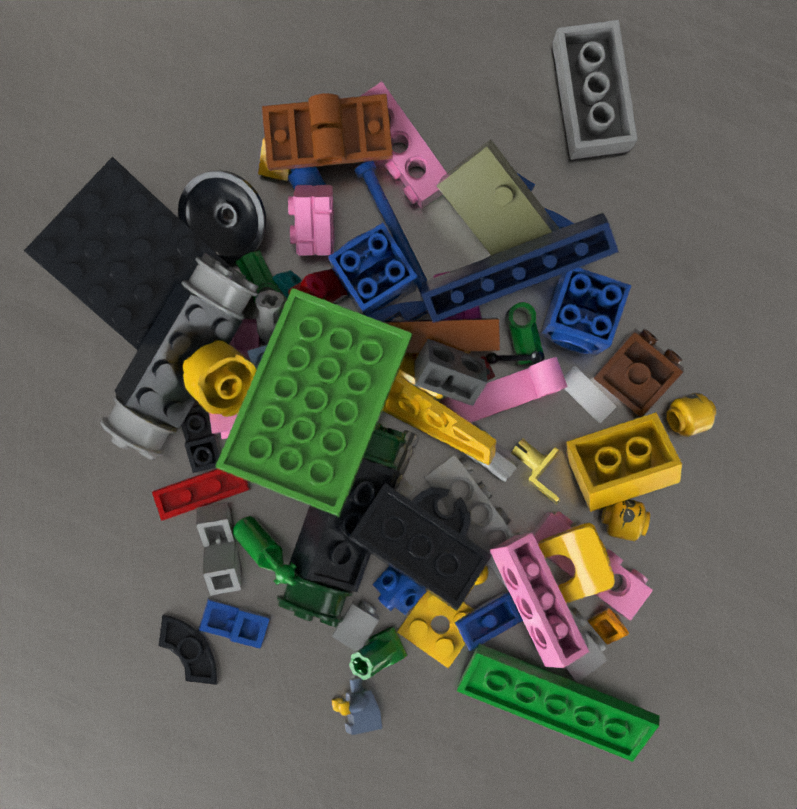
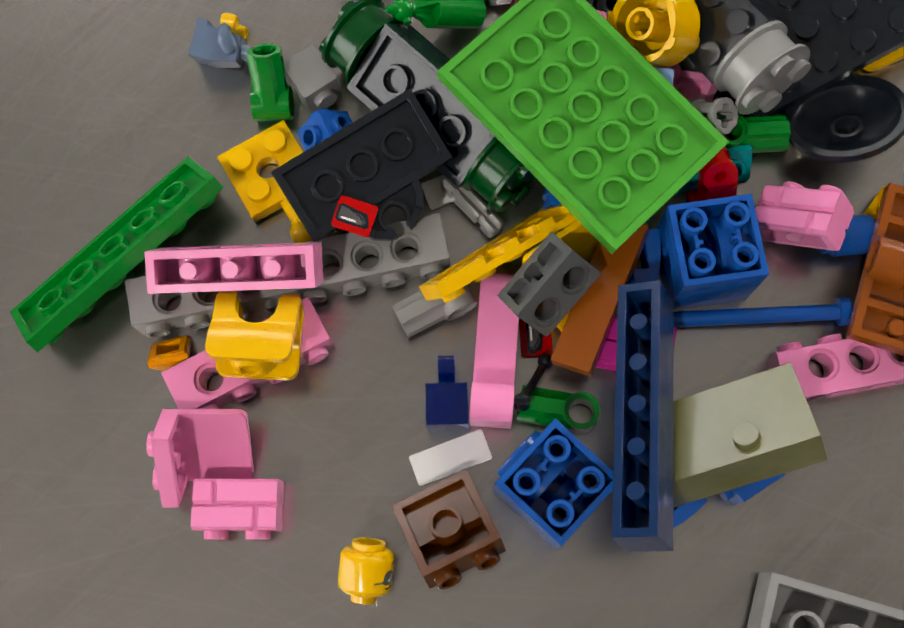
camera: 120 degrees right, 10 degrees down
(461, 533) = (354, 216): none -> sticker
(488, 620) = (244, 210): blue slope -> none
(538, 464) = (392, 356): light yellow bracket -> none
(554, 411) = (447, 400): none -> clear blue brick
(624, 461) = (347, 449): yellow brick -> none
(626, 520) = (280, 427): yellow head -> none
(666, 568) = (198, 446): none -> bright pink bracket
(691, 521) = (237, 506): none -> bright pink brick

